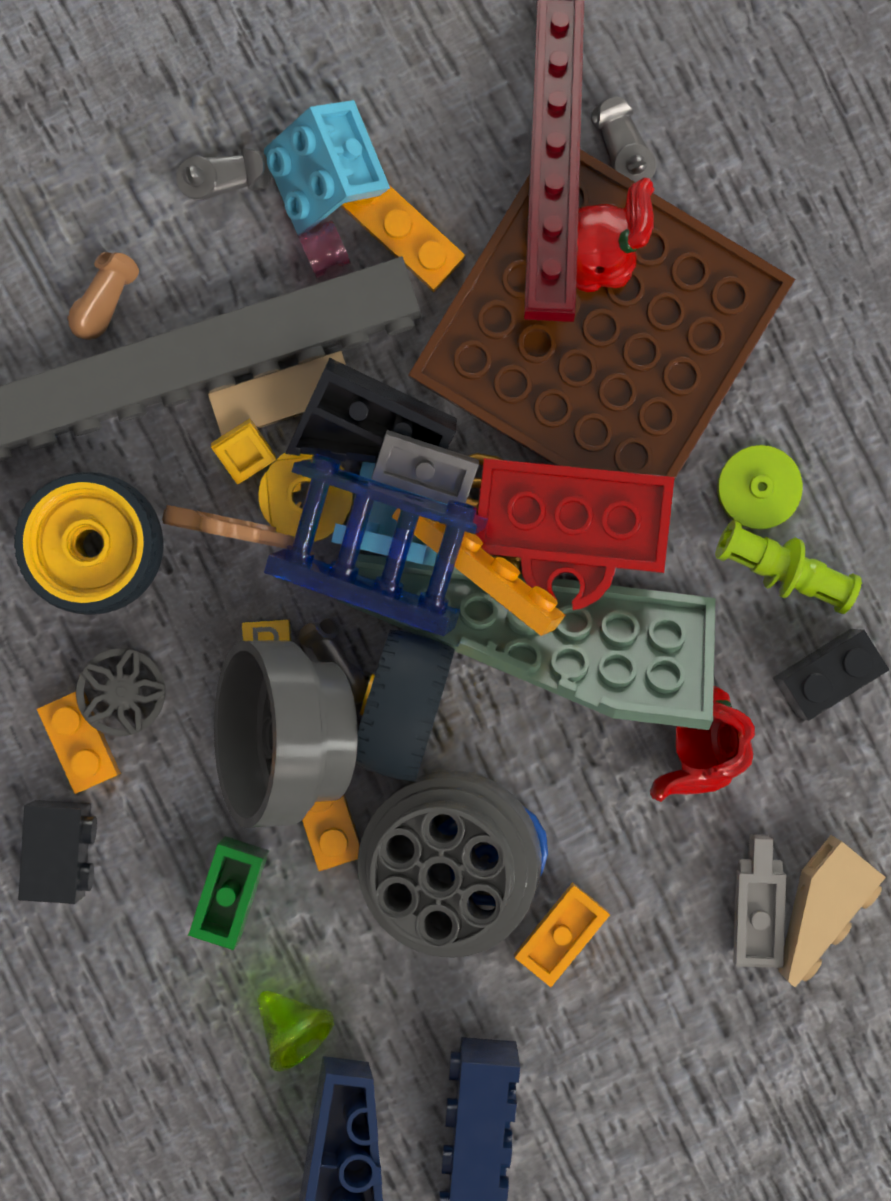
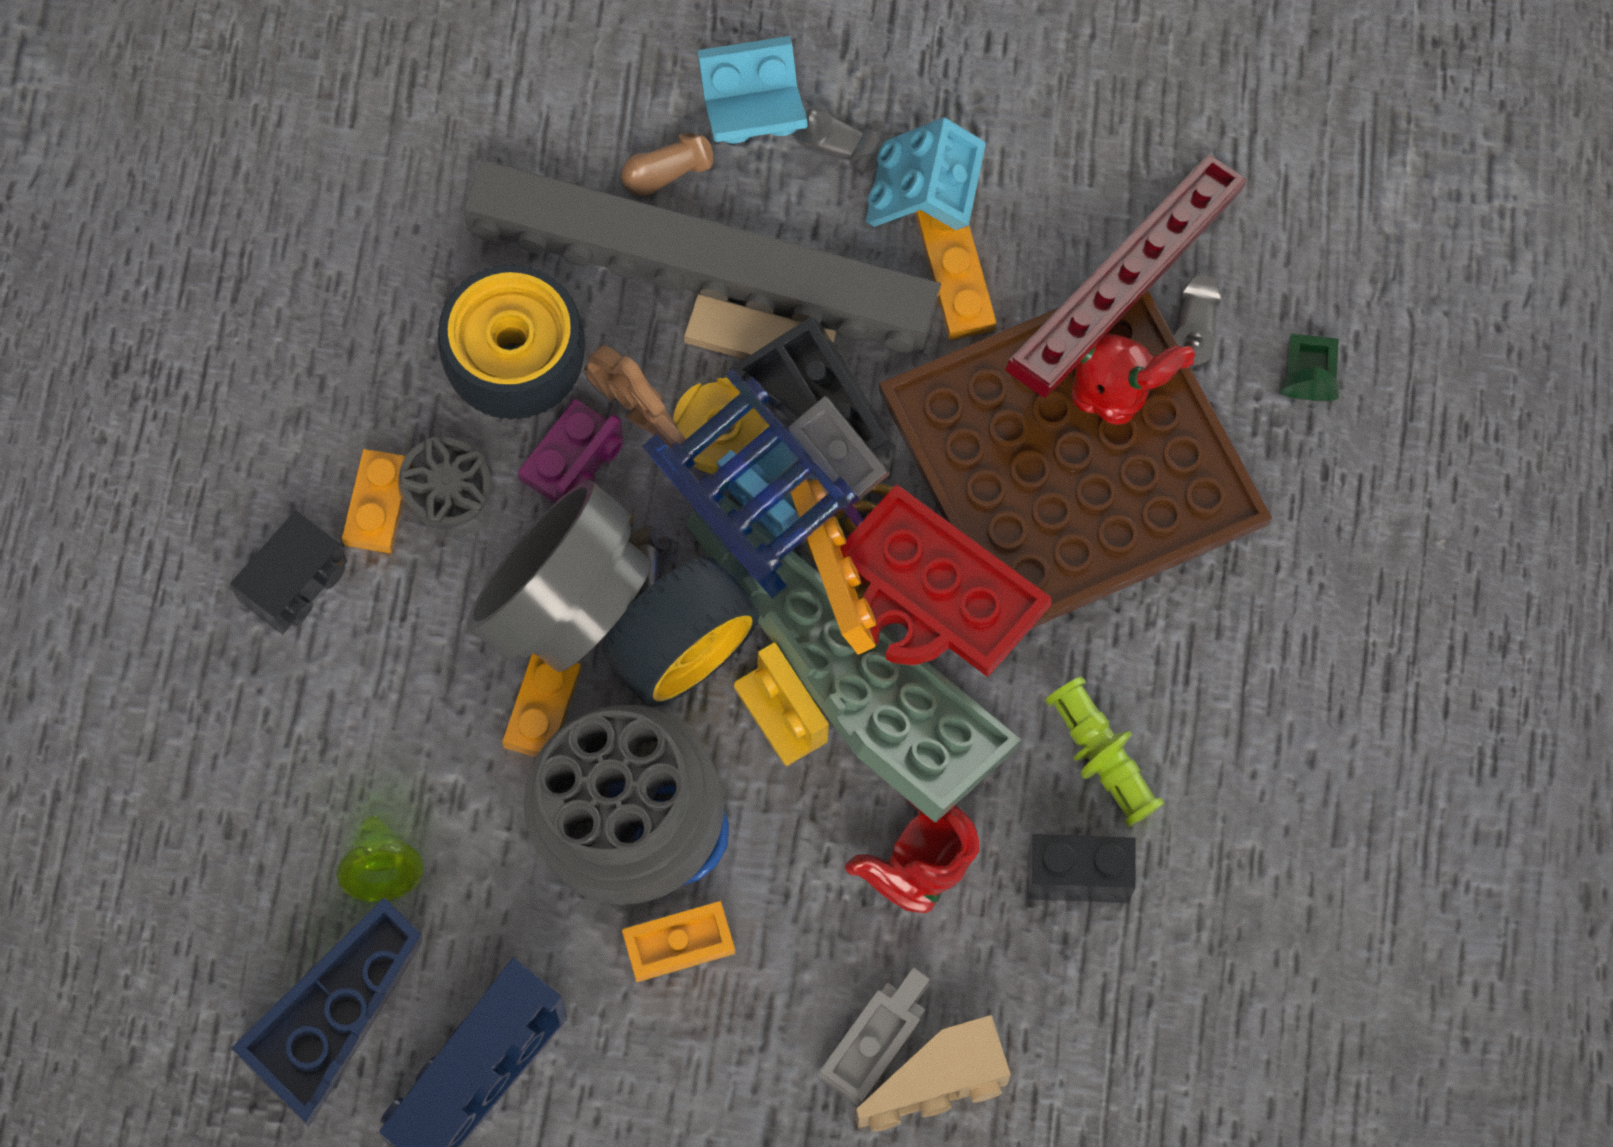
camera: 35 degrees right, 20 degrees down
(128, 184) = (751, 90): none -> medium azure bracket
(203, 598) = (572, 451): none -> magenta bracket
(228, 892) = (413, 699): green brick -> none
(243, 451) = (694, 357): yellow tile -> none
(324, 248) = (879, 242): clear pink wheel -> none
(515, 701) = (782, 707): none -> yellow bracket
(741, 120) = (1311, 368): none -> dark green tile
(759, 487) = (1127, 676): lime piece -> none

